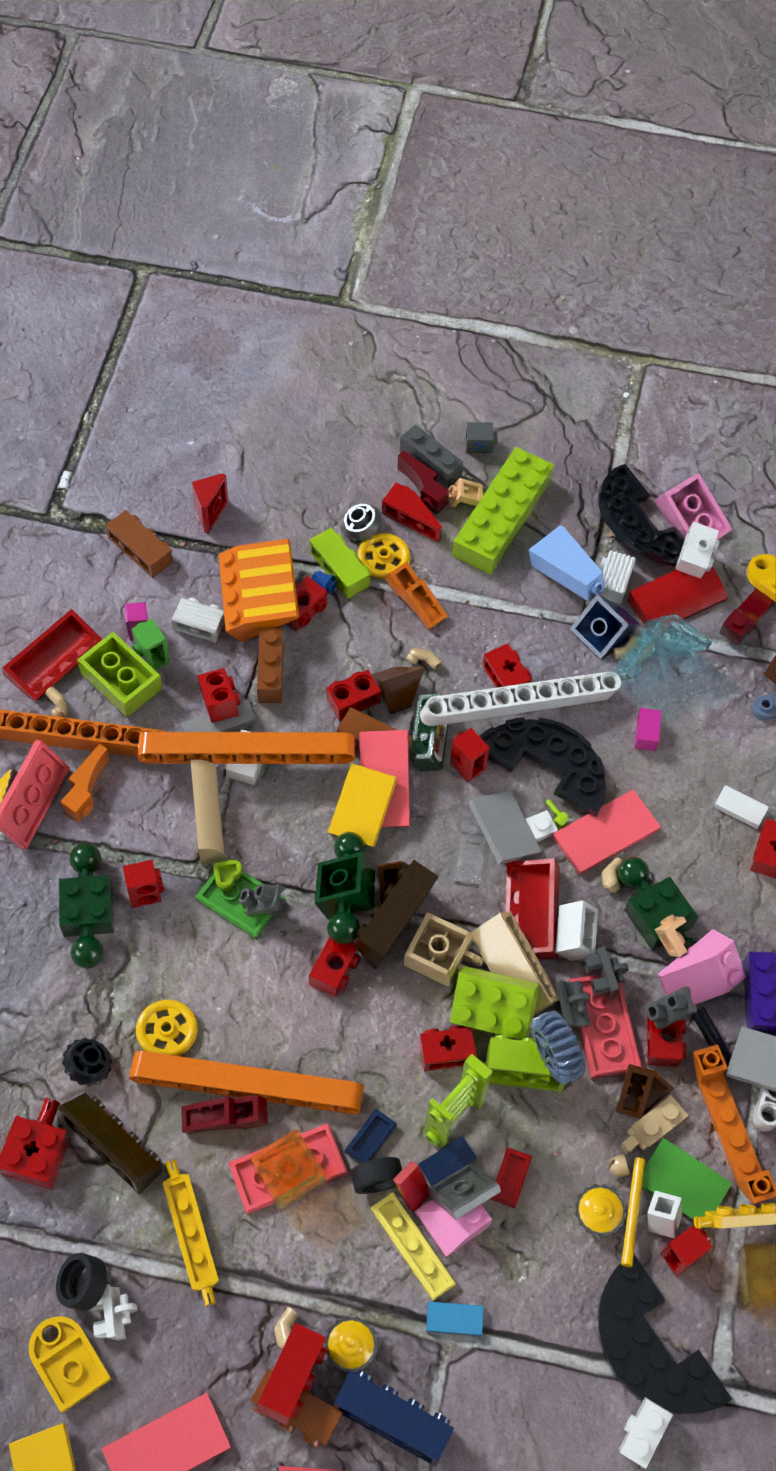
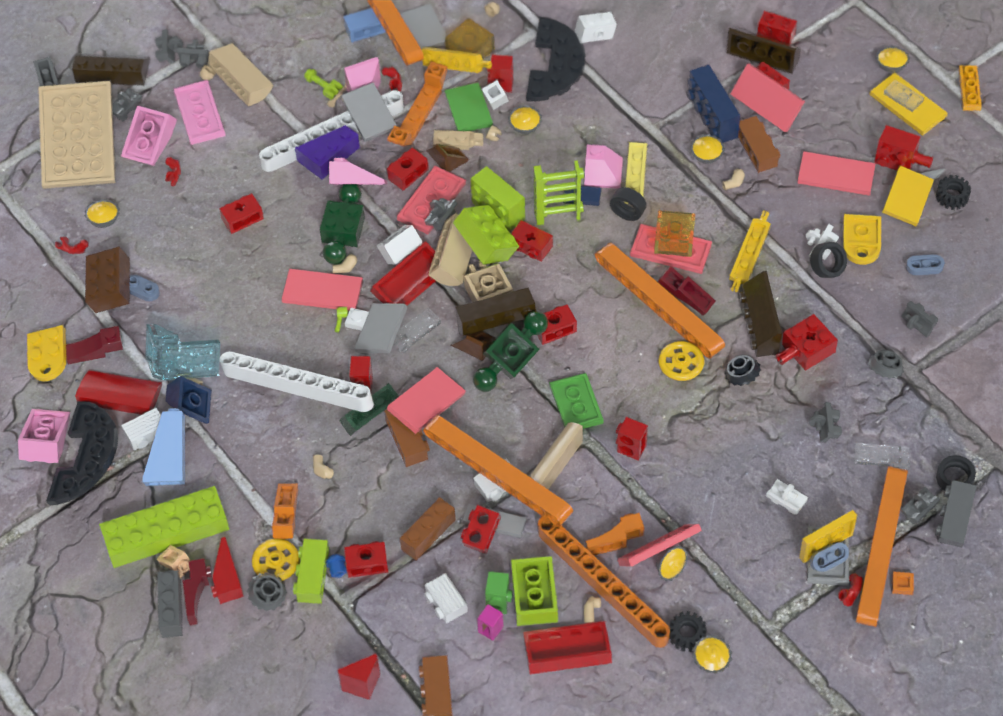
camera: 135 degrees left, 5 degrees down
(86, 906) = (675, 456): dark green brick -> none
(226, 873) = (573, 415): lime tile -> none
(257, 587) = (387, 580): orange slope -> none
(262, 900) = (566, 376): dark grey hips -> none
(292, 1374) = (750, 145): red brick -> none
(355, 697) = (393, 468): red brick -> none
(363, 803) = (454, 395): yellow tile -> none
(370, 1137) = (612, 233): dark blue tile -> none
(399, 686) = (356, 461): reddish brown slope -> none
(412, 1186) = (612, 185): red tile -> none
(454, 1318) = (643, 131): dark azure tile -> none
(463, 1190) = (594, 165): flat silver tile -> none
(480, 437) = (119, 595): dark grey brick -> none
(505, 667) = (280, 417): red brick -> none
(511, 1177) = (558, 164): red tile -> none
(556, 748) = (298, 343): black plate -> none
(558, 1047) = (484, 163): sand blue gear -> none
(607, 983) = (404, 211): dark grey hips -> none
(633, 1212) = (509, 108): yellow bar -> none
(647, 729) = (234, 324): dark pink piece -> none
(671, 1008) = (394, 161): dark grey hips -> none
(672, 939) = (354, 195): light nougat bracket -> none
(697, 550) = (80, 394): white brick -> none
(711, 1033) = (380, 154): black axle -> none
(741, 807) = (230, 249): white tile -> none

